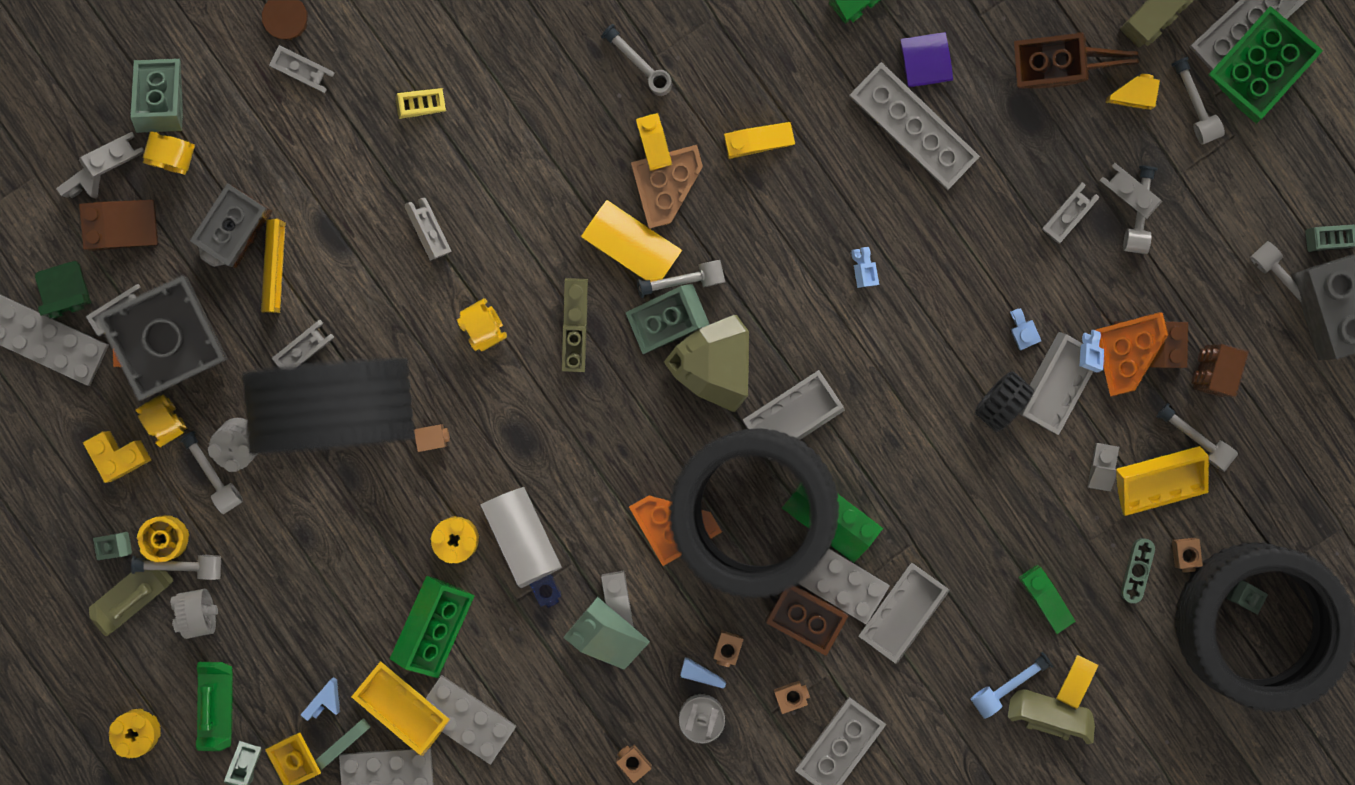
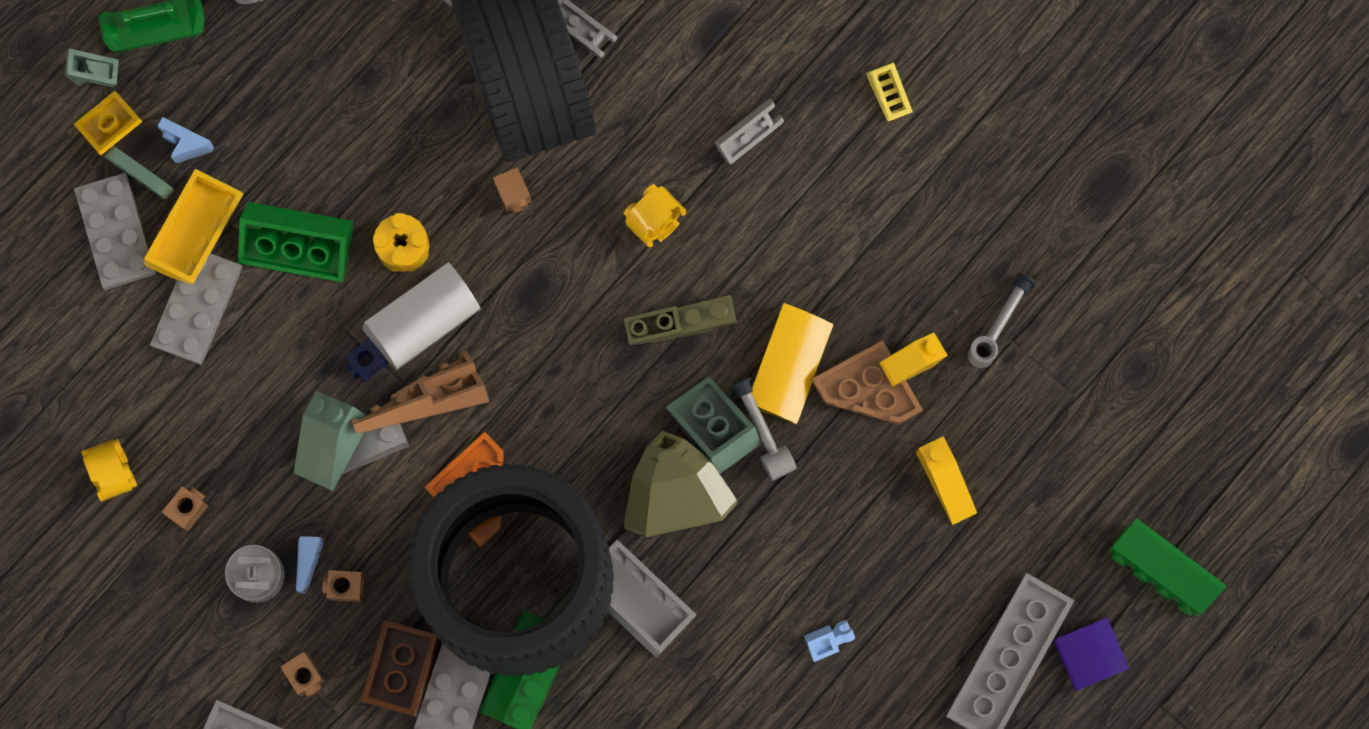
camera: 75 degrees right, 10 degrees down
(589, 535) = (445, 391): none -> medium nougat wedge

